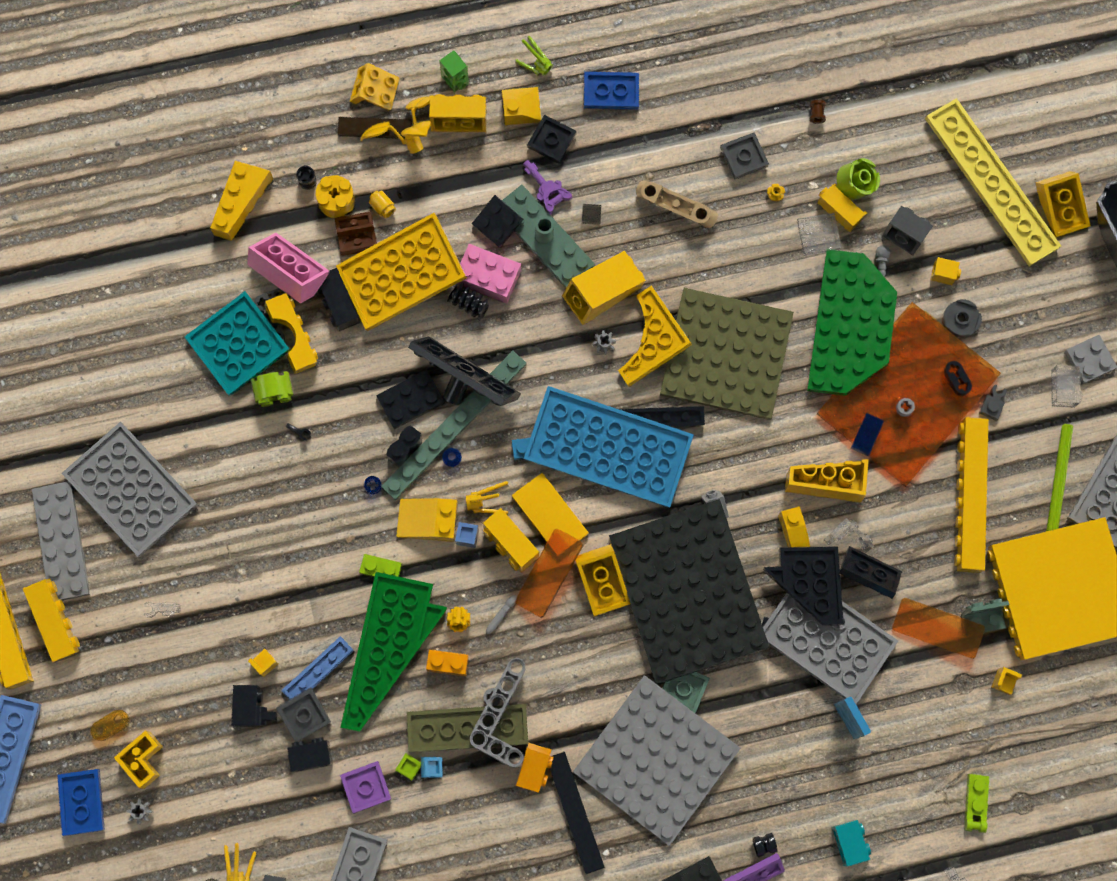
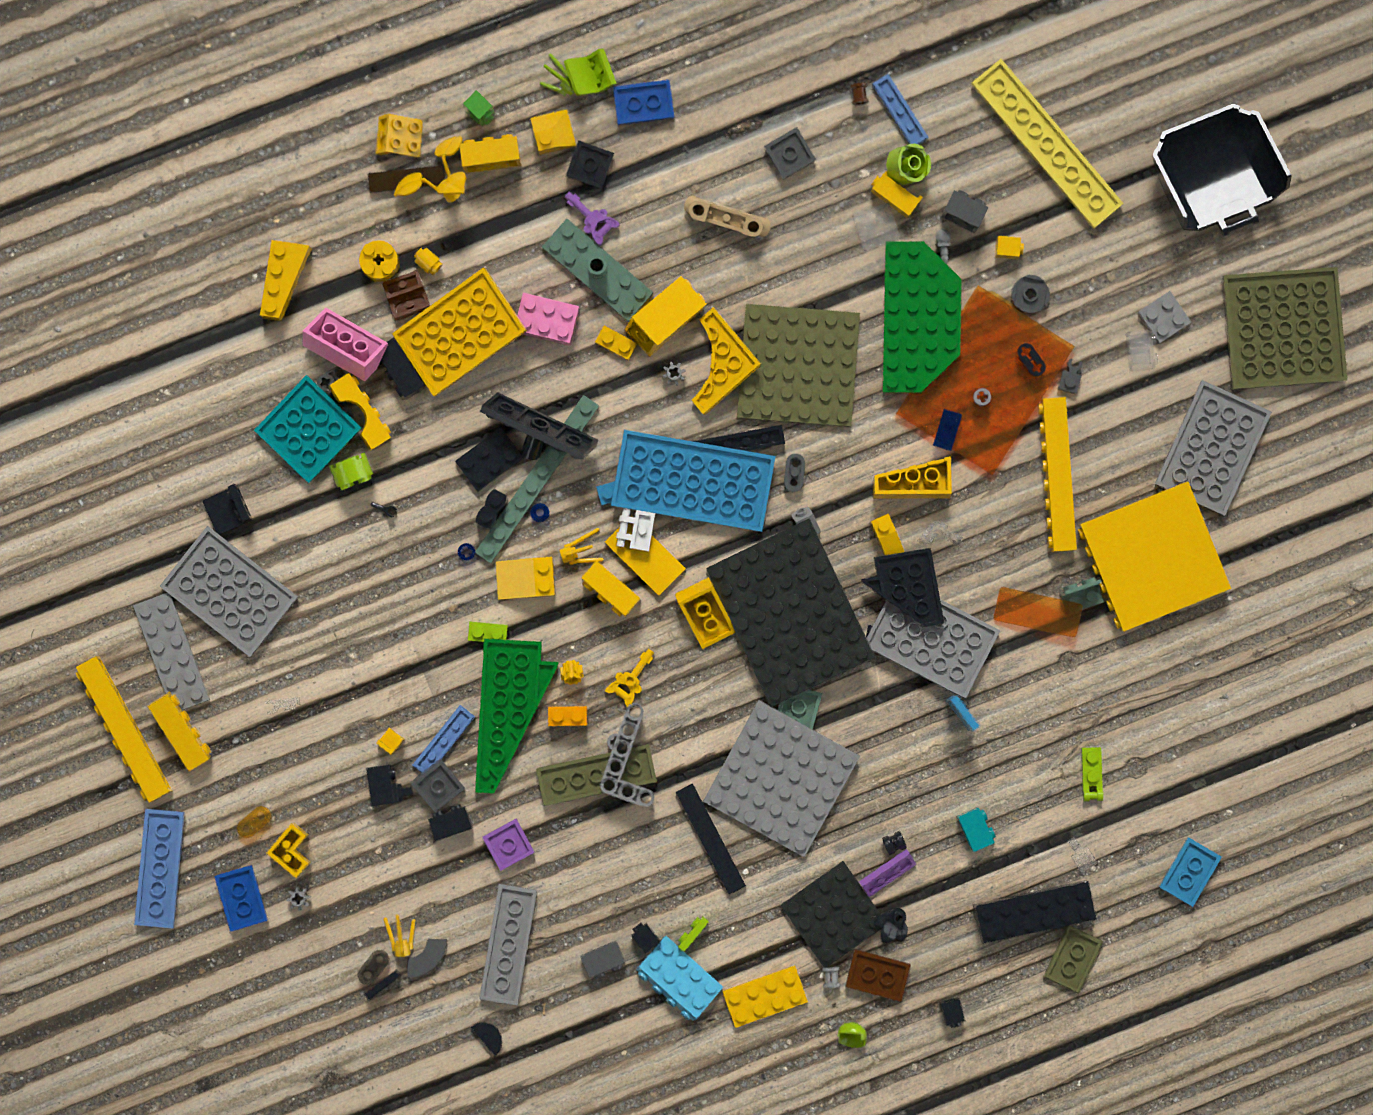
camera: 10 degrees left, 10 degrees up
(144, 409) = (227, 509): none -> black bracket
(308, 174) = (346, 244): black wheel -> none
(408, 766) = (546, 819): lime tile -> none
(431, 767) = (568, 816): dark azure tile -> none
(467, 535) = (566, 588): medium blue panel -> none
(469, 301) = (532, 350): black piece -> none
(497, 221) = (548, 262): black plate -> none
(501, 614) = (612, 660): light grey piece -> none
(516, 636) = (630, 679): none -> yellow piece
(534, 768) = (665, 803): light orange brick -> none
(549, 573) = (652, 614): clear orange piece -> none
(550, 488) = (641, 532): none -> white plate
(551, 306) = (616, 342): none -> yellow plate
(565, 57) = (590, 73): none -> lime bracket
(591, 214) = (642, 239): clear smoke tile -> none
(709, 455) = (794, 472): none -> dark grey plate
(772, 195) = (824, 192): yellow plate -> none
(853, 131) = (900, 110): none -> medium blue tile
(870, 572) = (965, 567): black plate -> none
(1005, 680) = (1108, 653): yellow panel -> none
(1060, 477) = (1143, 444): lime axle -> none
(1063, 203) = (1121, 156): yellow slope -> none

